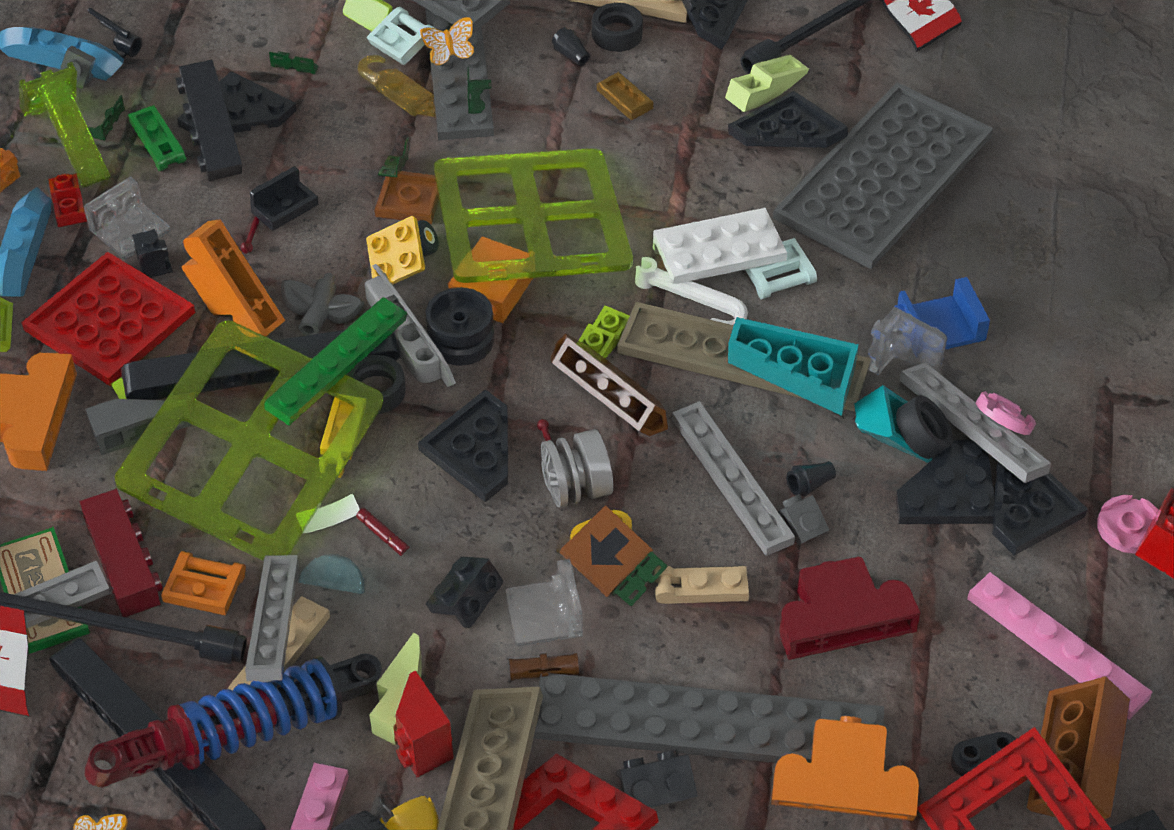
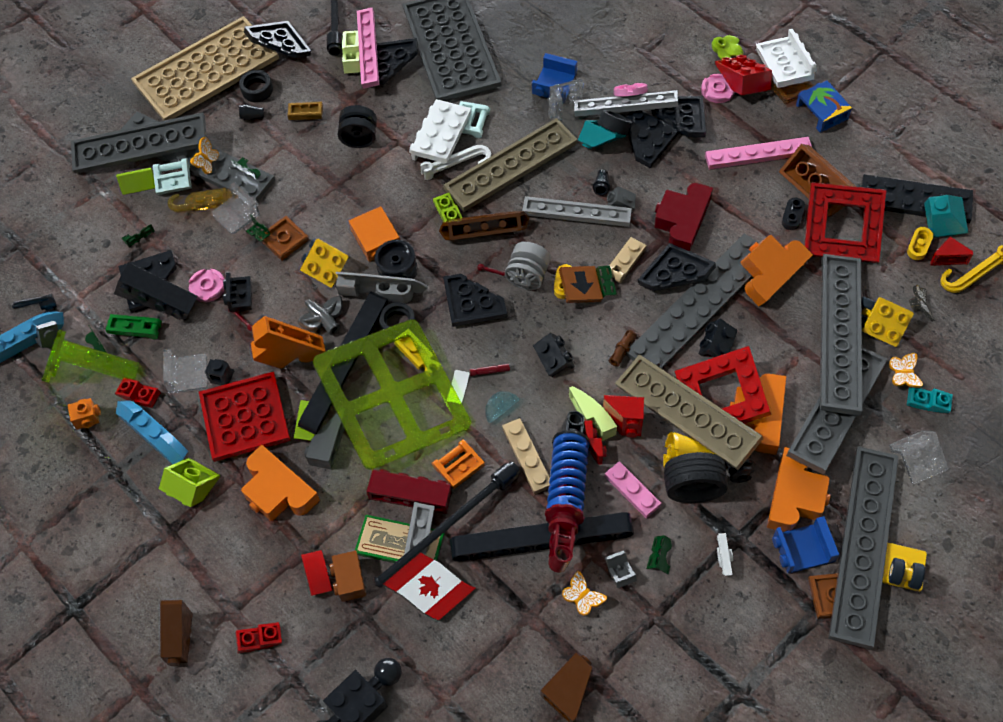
camera: 50 degrees left, 10 degrees up
(271, 162) = (207, 285): none -> bright pink tile
(272, 619) = (518, 440): light grey plate -> none
(335, 361) = (380, 325): green plate -> none
(346, 726) = (596, 448): none -> red slope
(400, 122) = (235, 212): none -> clear bracket
(531, 215) = (351, 192): clear neon green window -> none
(546, 609) = (593, 326): clear bracket -> none
(639, 155) = (357, 126): none -> black wheel
(733, 650) = (675, 268): none -> black plate
(780, 90) = (367, 48): none -> bright pink plate
(795, 361) = (543, 143): teal wedge -> none

